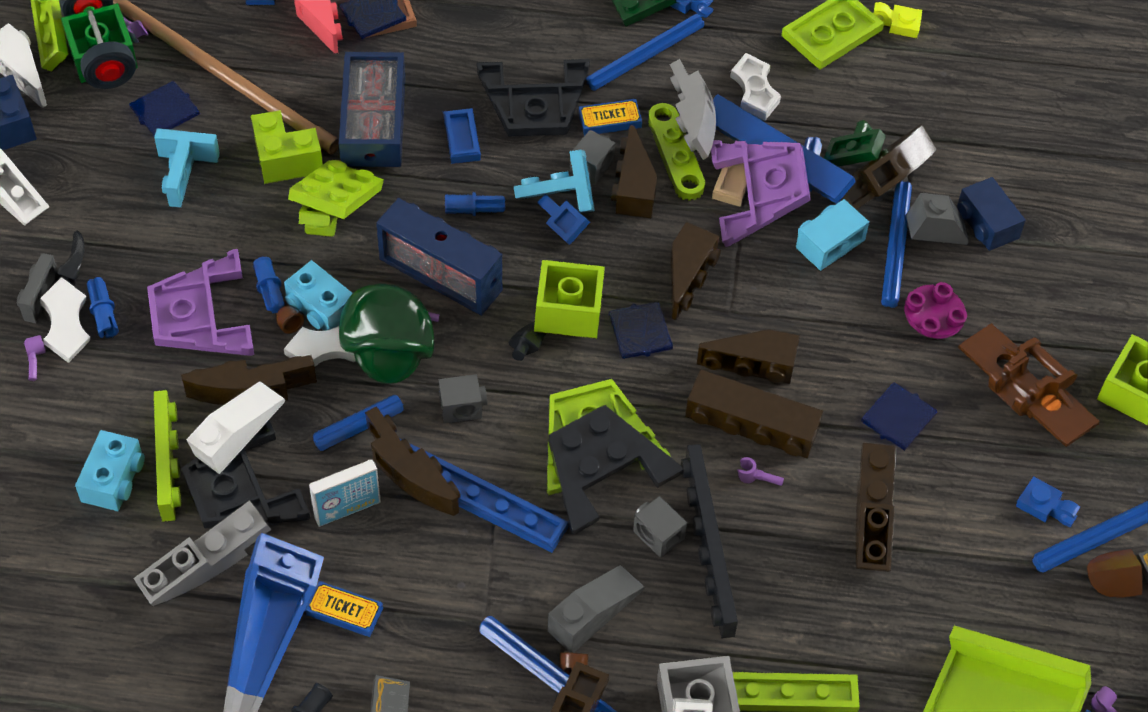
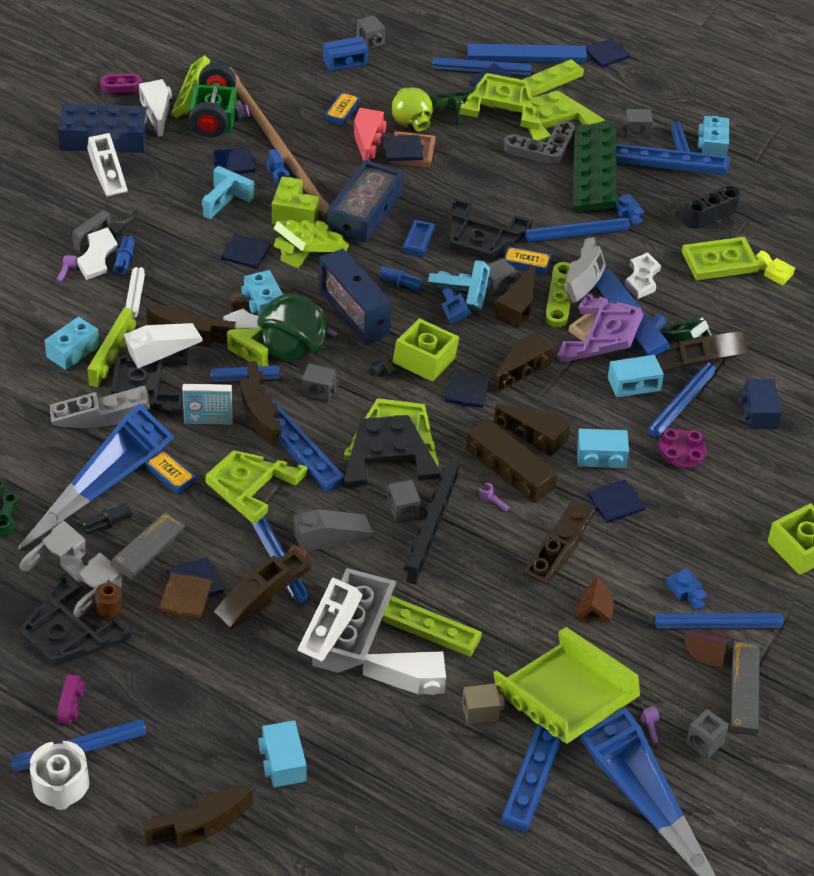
camera: 25 degrees right, 10 degrees down
(146, 356) = (135, 290): none -> white axle
(185, 312) = (175, 273): medium lavender wing -> none
(227, 98) = (276, 165): none -> blue plate
(255, 236) = (245, 251): none -> clear blue piece
(268, 284) = (236, 276): blue axle -> none
(337, 380) = (248, 345): none -> lime slope
(441, 581) = (243, 475): none -> lime wing
(851, 353) = (602, 448): none -> medium azure brick
(936, 220) = (718, 393): dark grey slope -> none
(958, 571) = (595, 603): none -> reddish brown brick
(1022, 391) = (722, 523): reddish brown piece -> none

